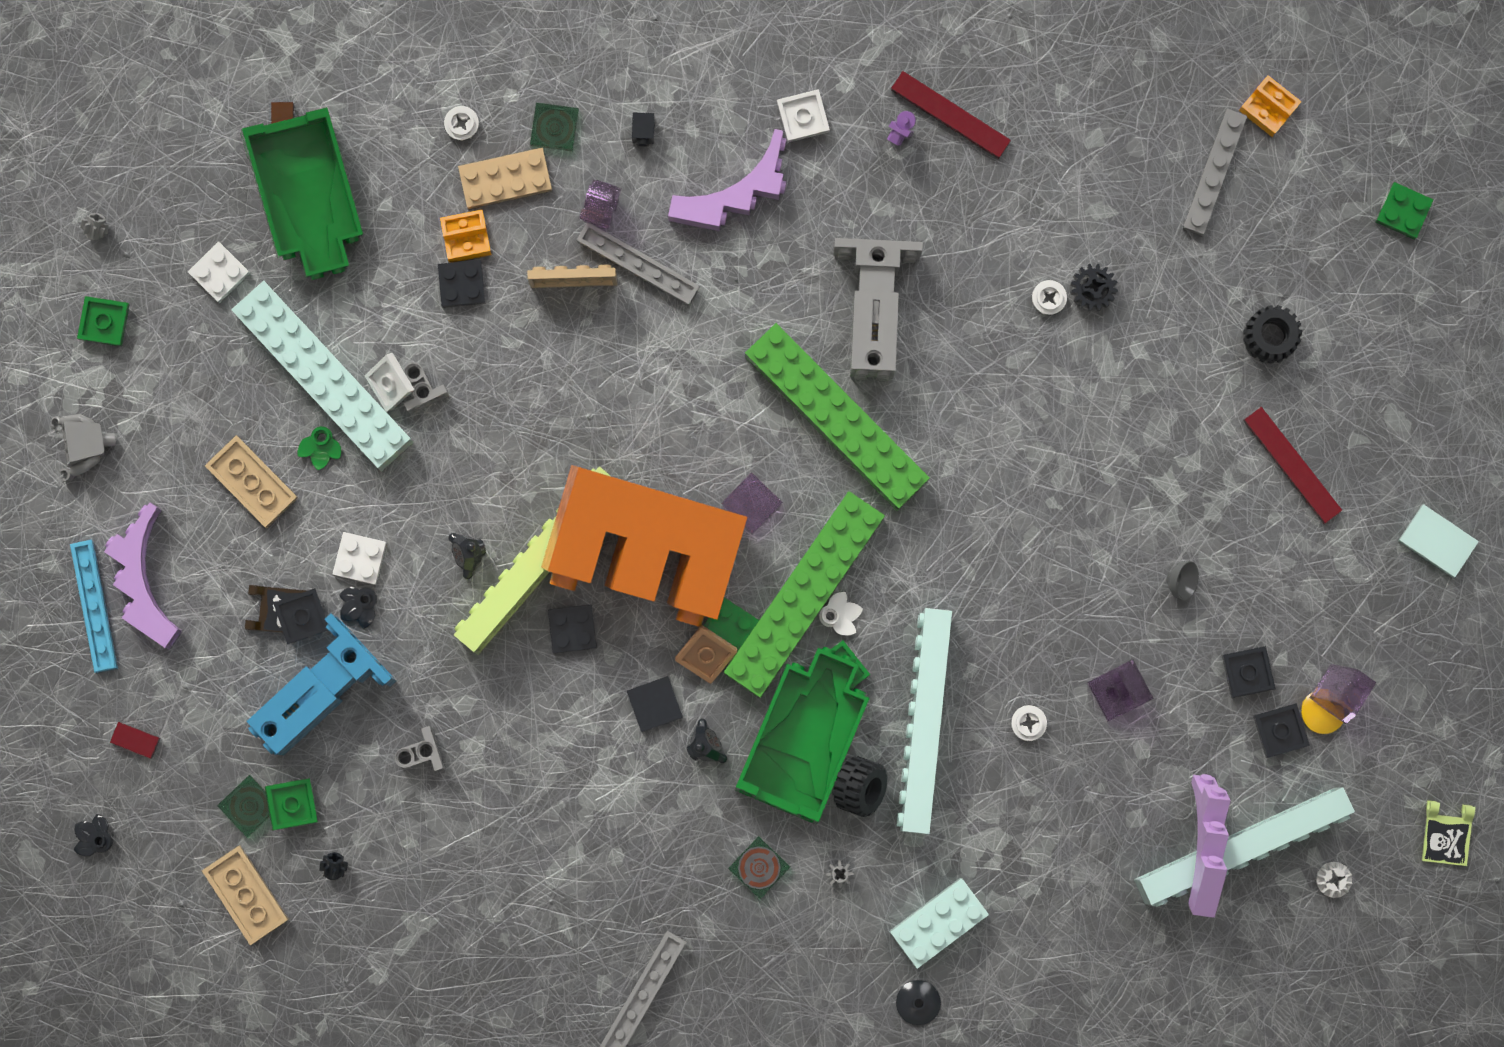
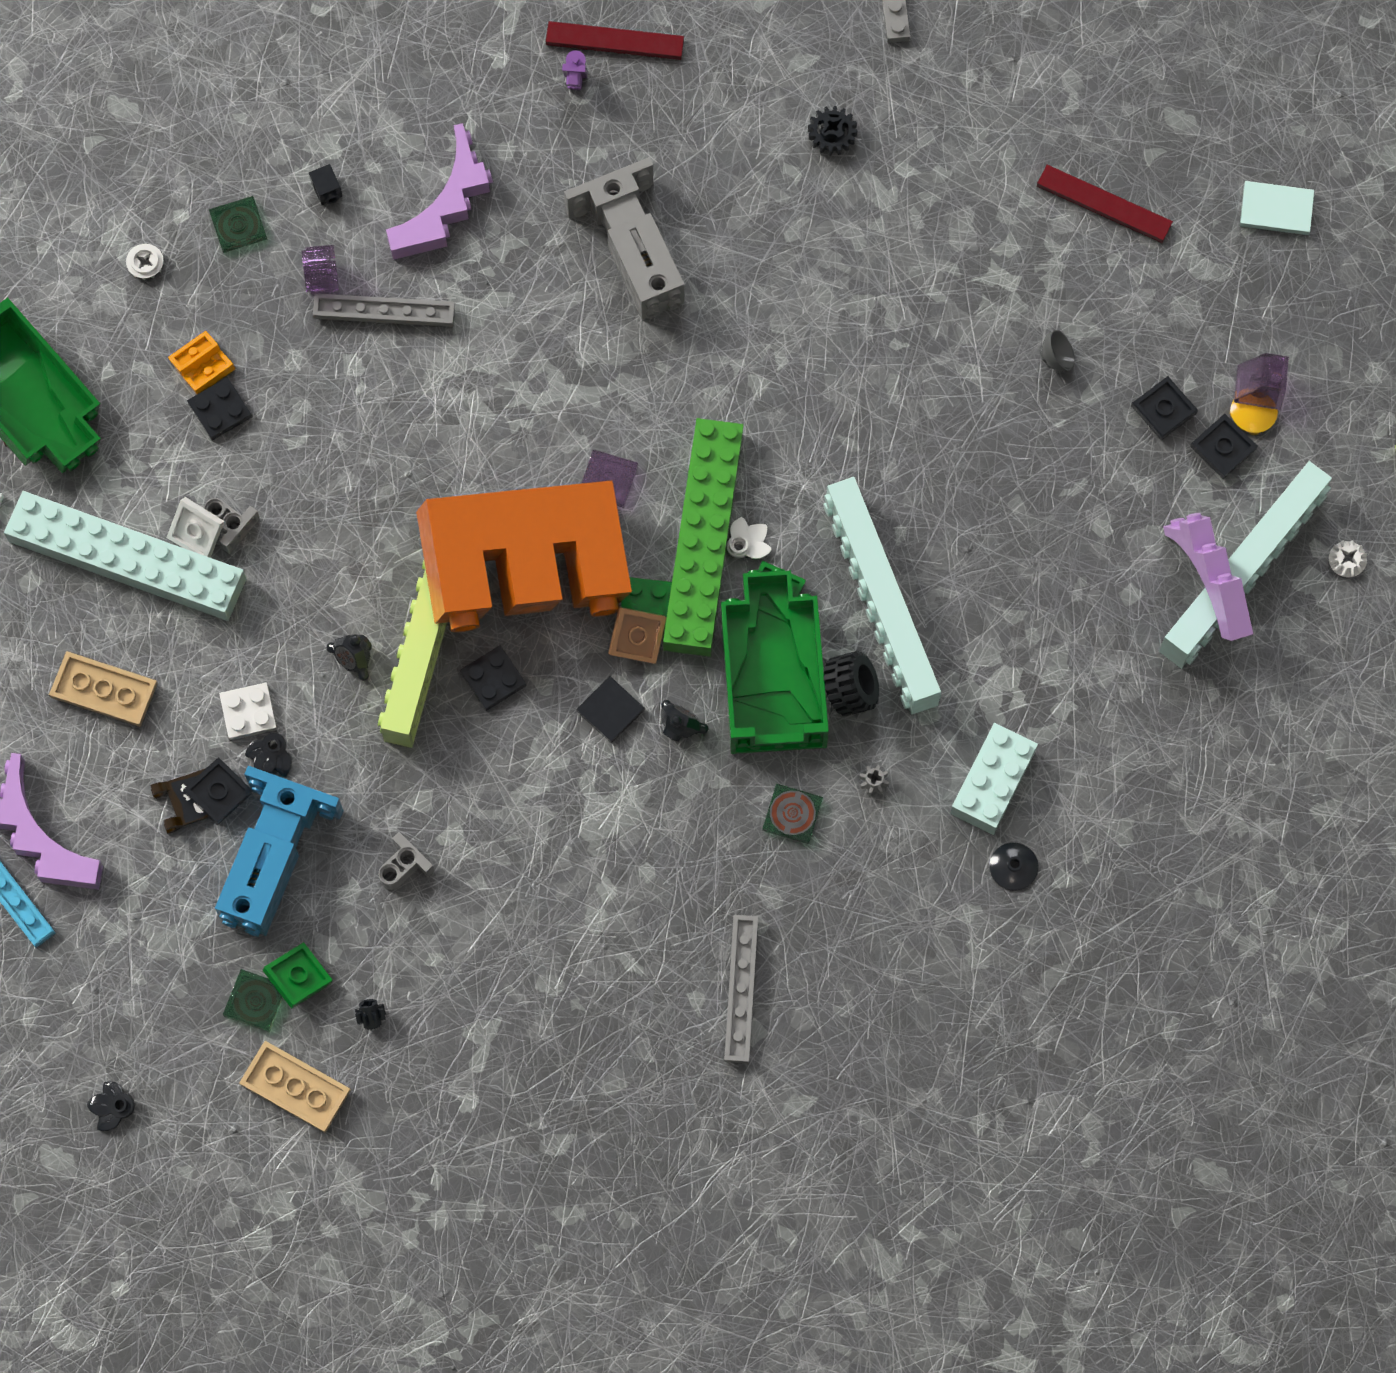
camera: 25 degrees left, 10 degrees down
(135, 740) = (107, 992): dark red tile -> none
(319, 451) = (156, 629): green plate -> none
(505, 178) = (213, 292): tan plate -> none
(565, 277) = (327, 348): tan plate -> none
(803, 115) = (474, 104): white plate -> none
(836, 417) = (649, 359): bright green brick -> none
(1037, 729) = (983, 544): white gear -> none
(1049, 287) = (790, 151): white gear -> none
(1120, 690) = (1052, 481): clear purple slope -> none
(1284, 321) = (1022, 77): black tyre -> none

